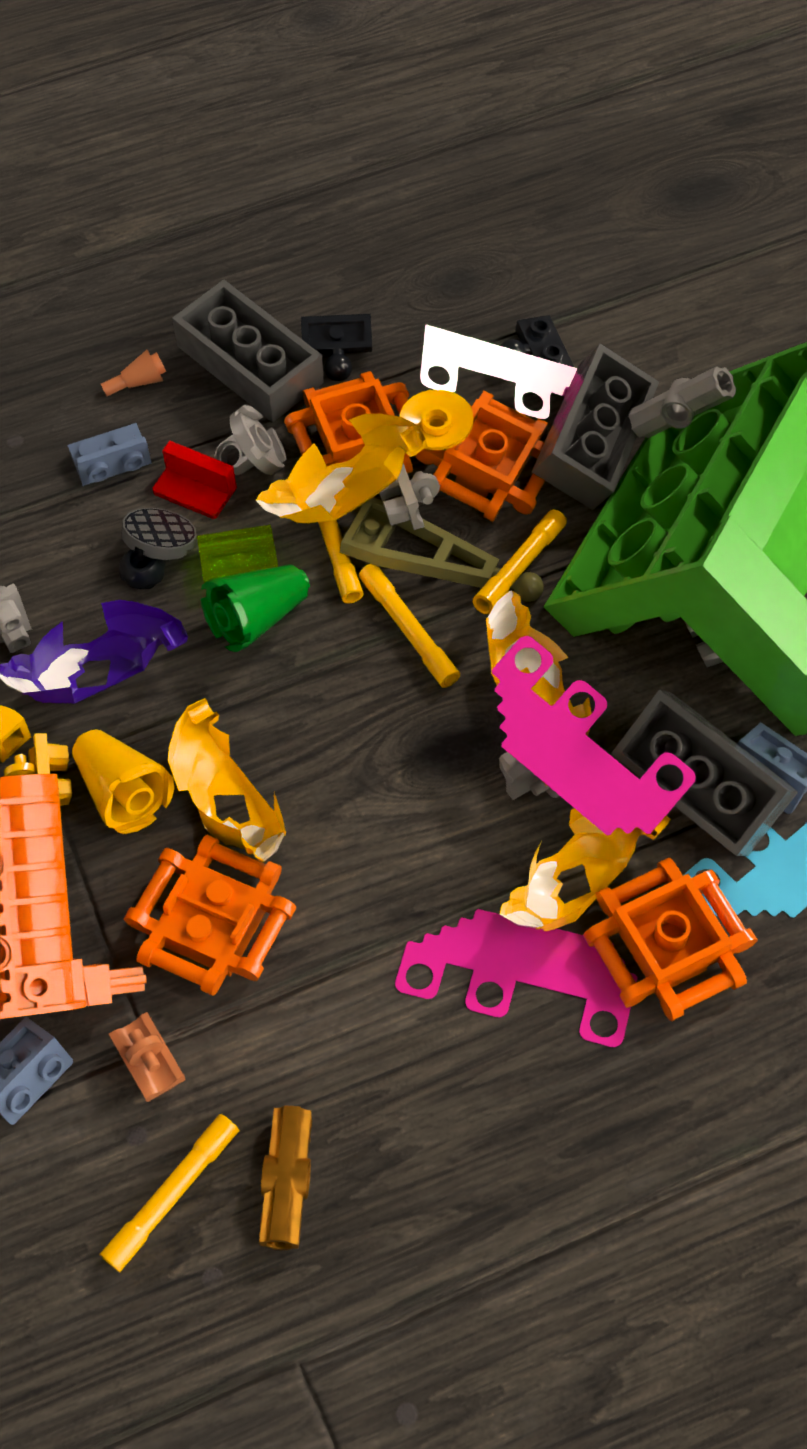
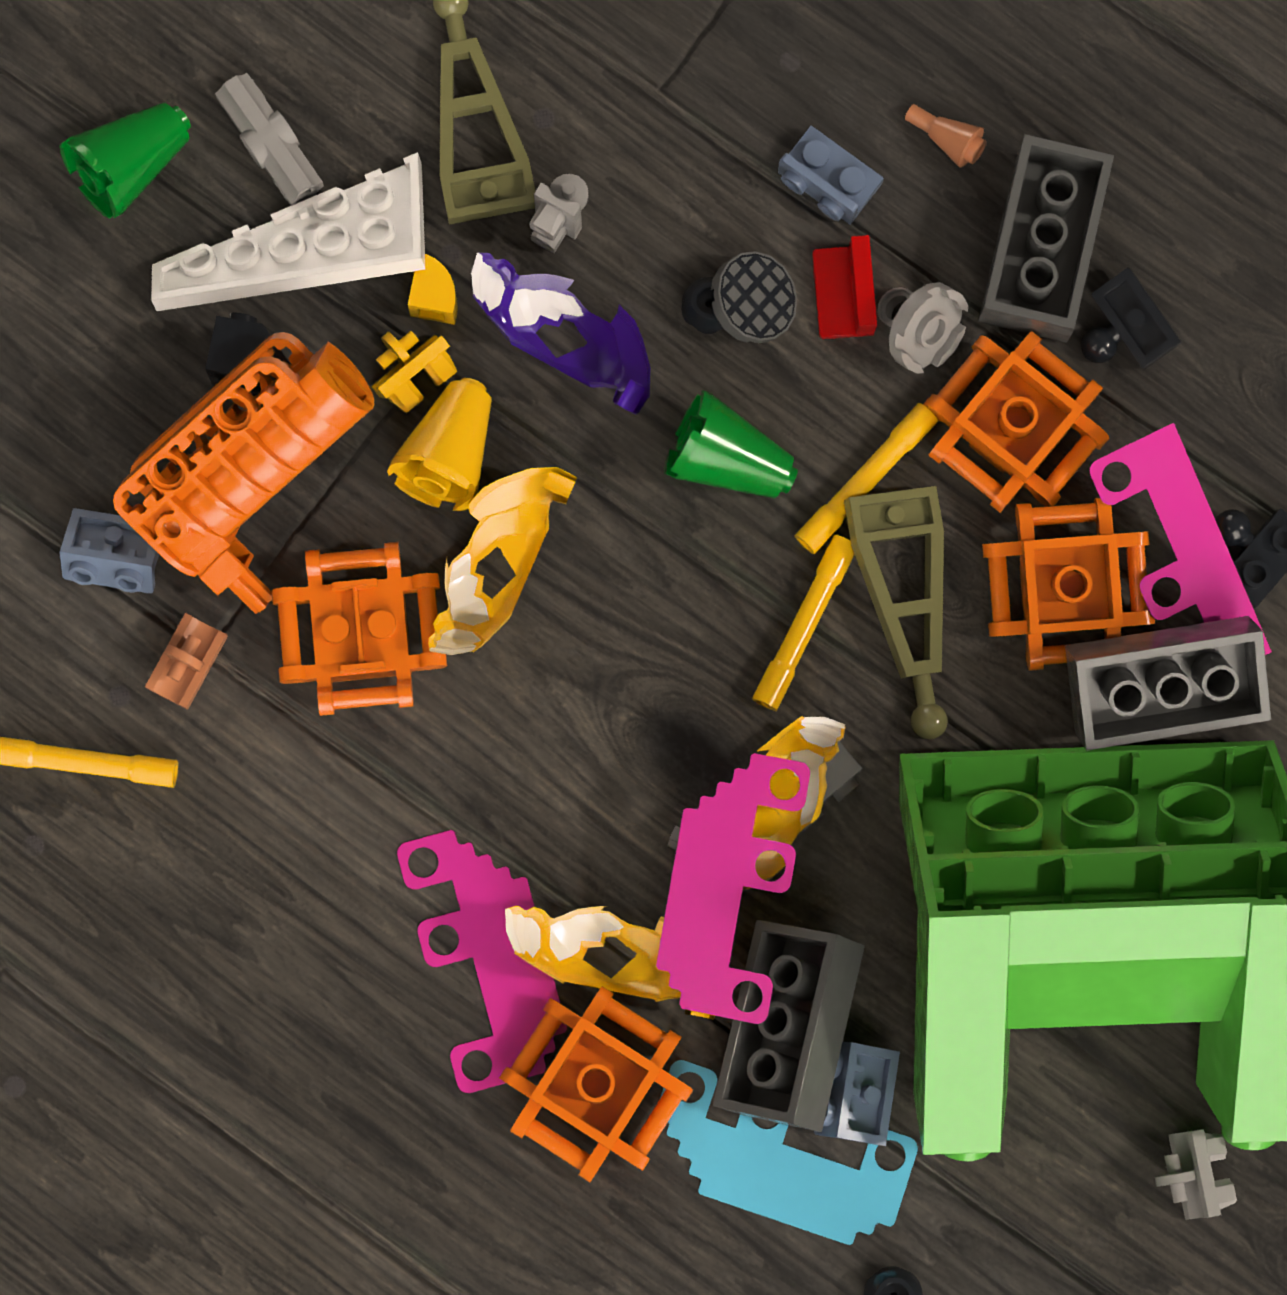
camera: 55 degrees right, 20 degrees up
(236, 551) = (780, 395): clear neon green plate -> none
(285, 1178) = (151, 857): pearl gold piece -> none
(329, 492) = (915, 453): yellow animal -> none
(420, 488) = (964, 513): light grey hips -> none
(440, 409) = (1056, 486): yellow dish -> none
(500, 584) = (895, 693): yellow piece -> none
(682, 402) = (1221, 769): light grey piece -> none

